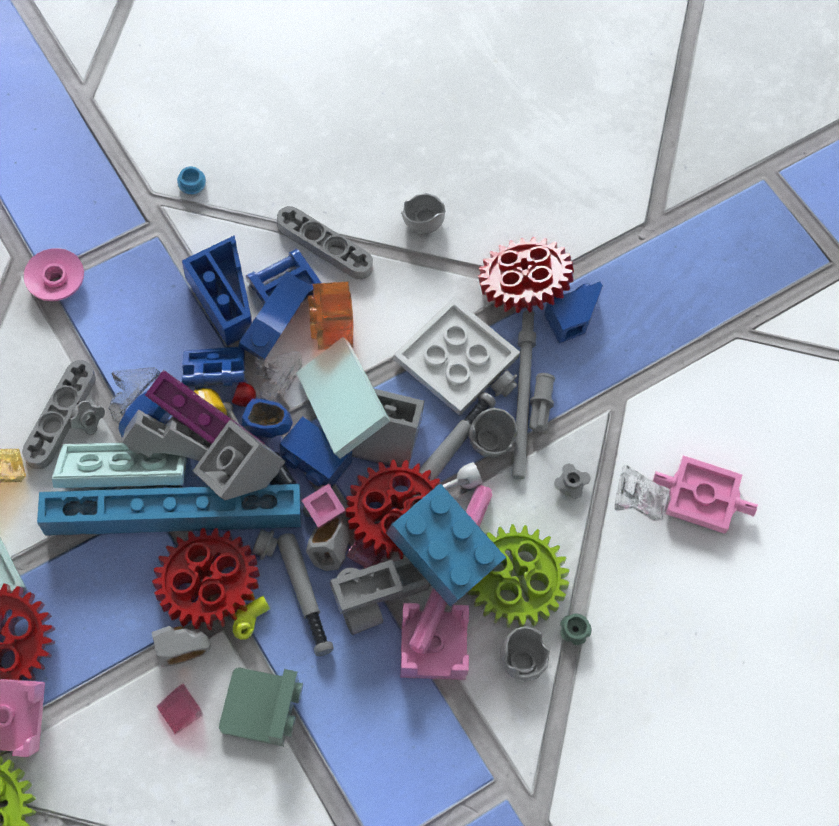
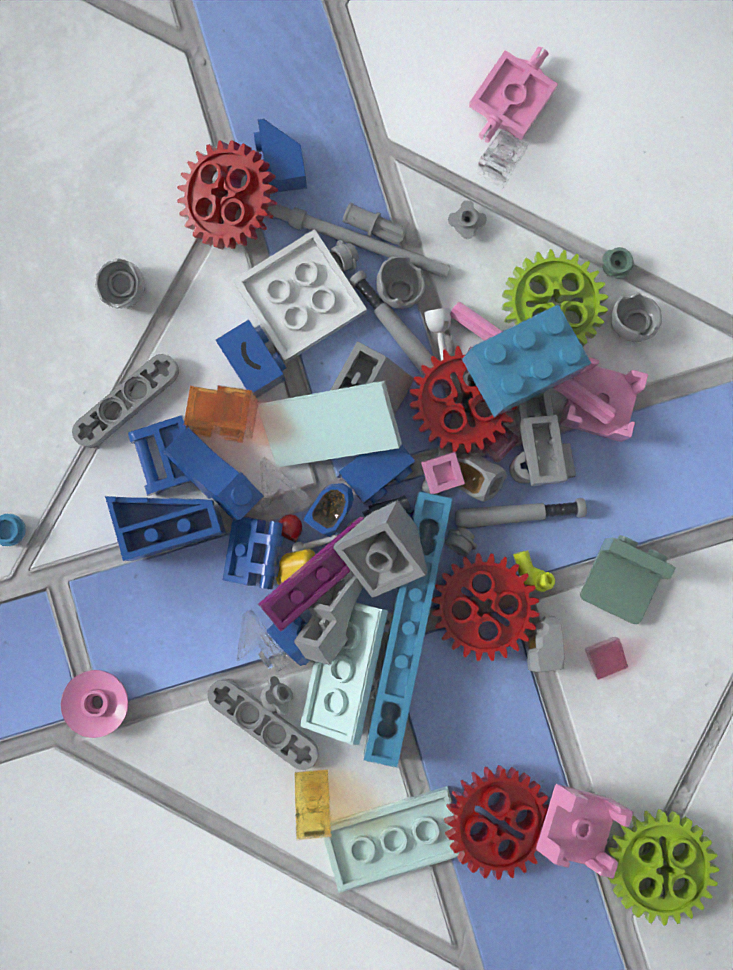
camera: 70 degrees left, 20 degrees up
(386, 328) = (251, 359): none -> blue brick

